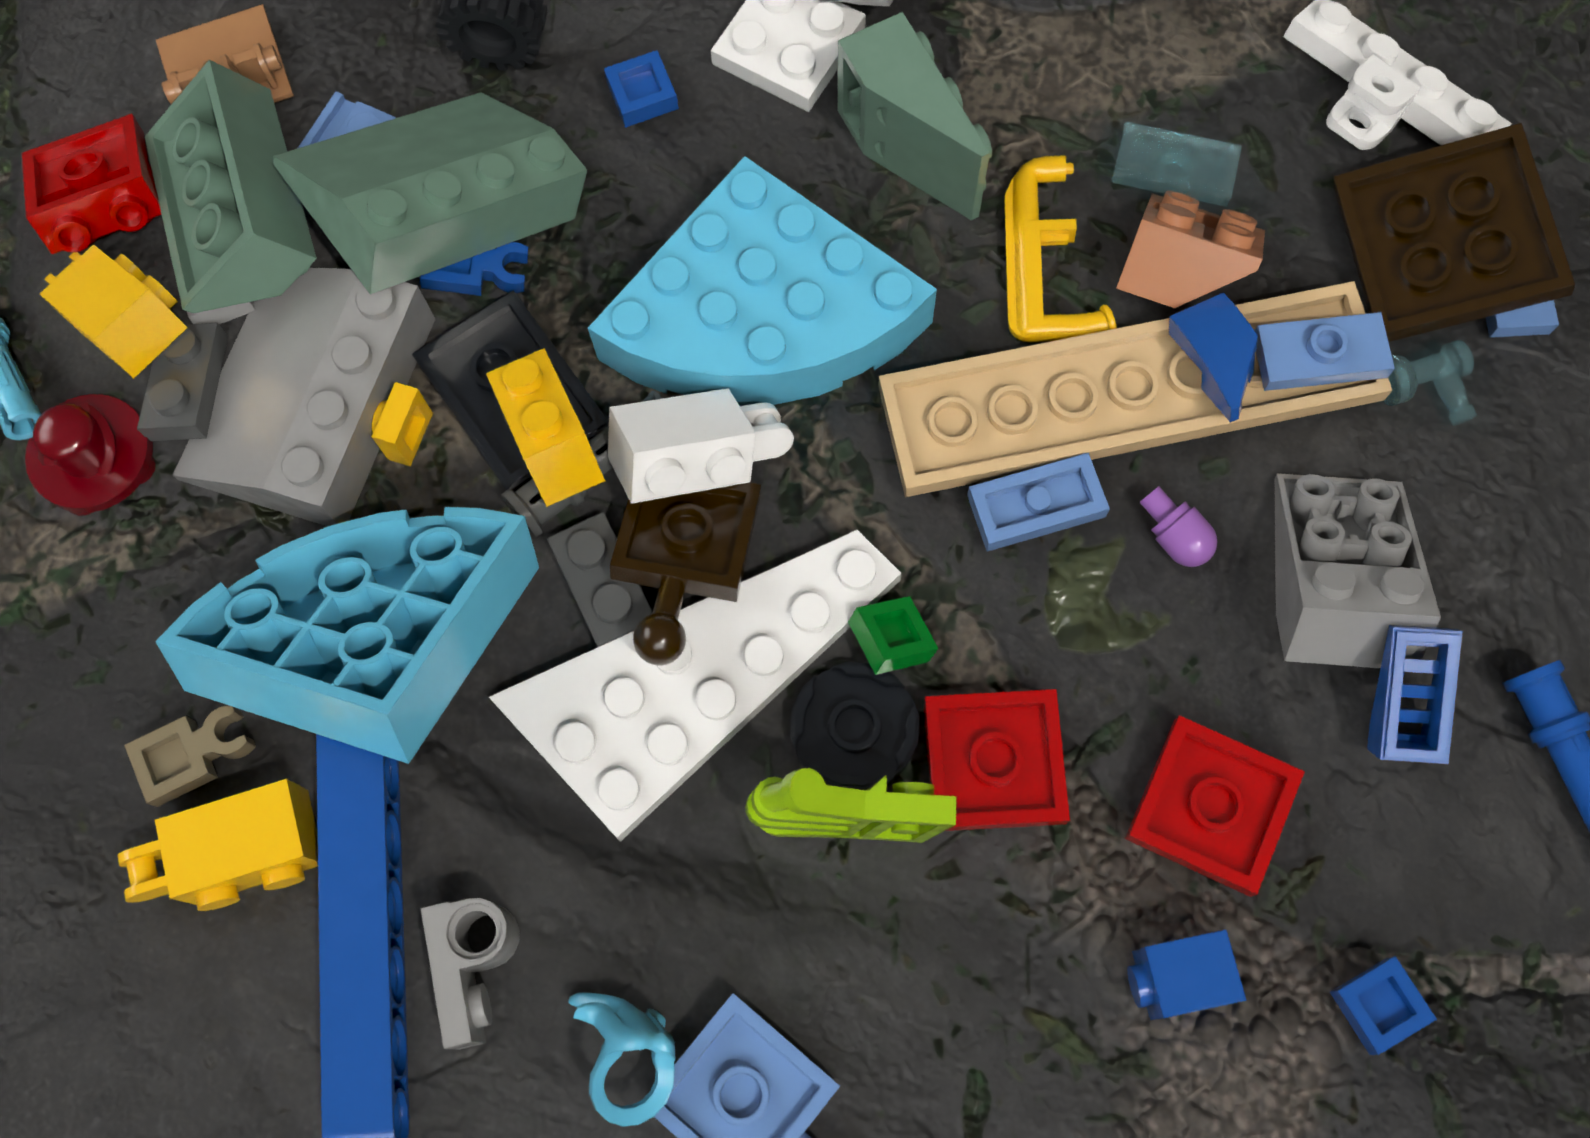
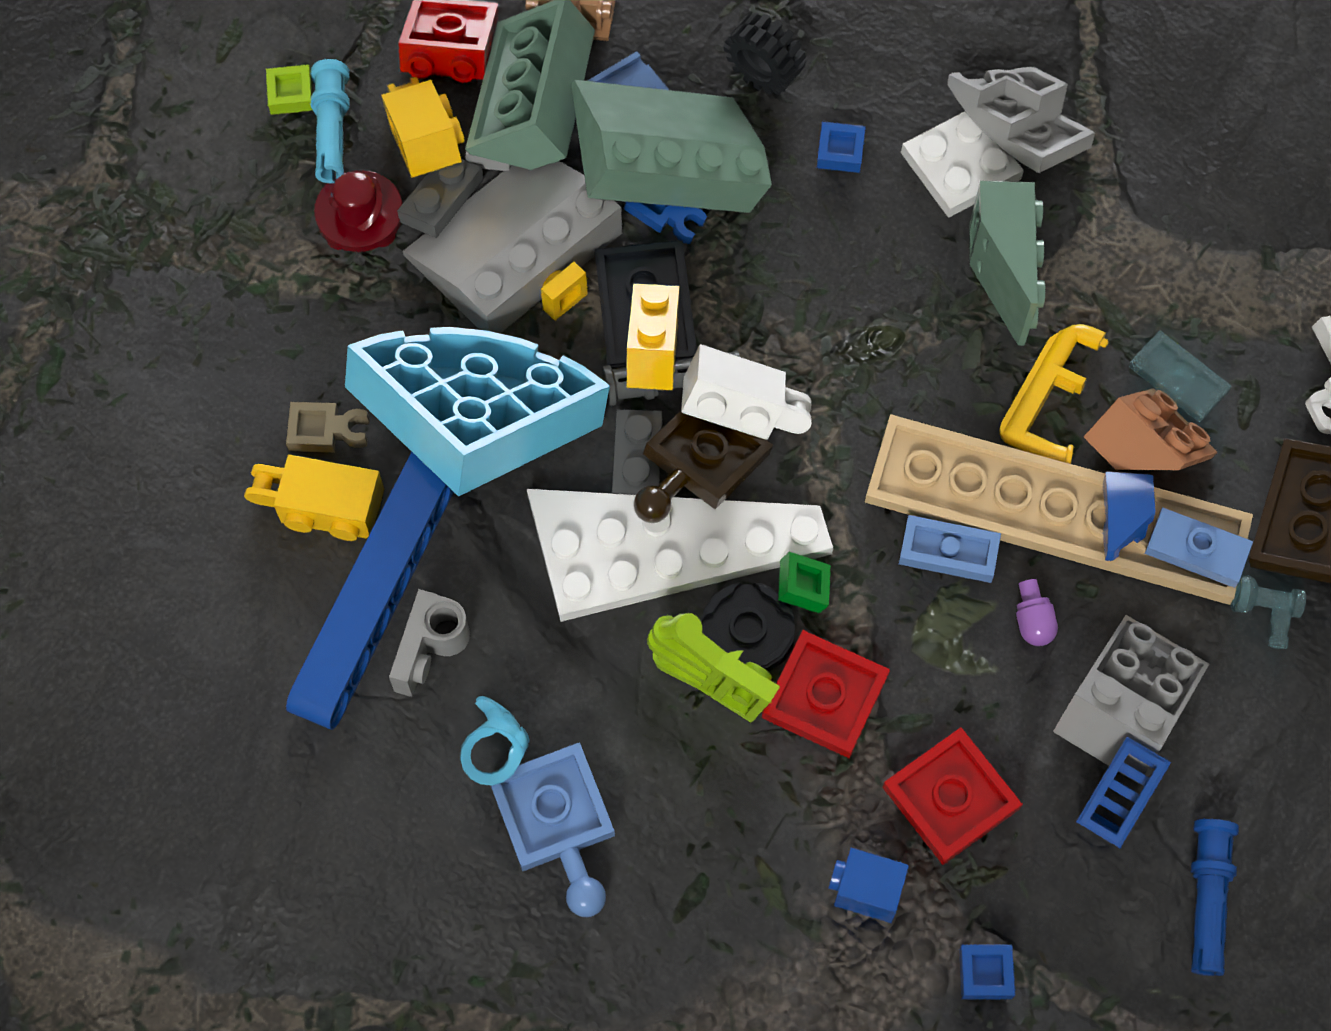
camera: 25 degrees right, 5 degrees down
(761, 300) = (840, 327): medium azure brick -> none

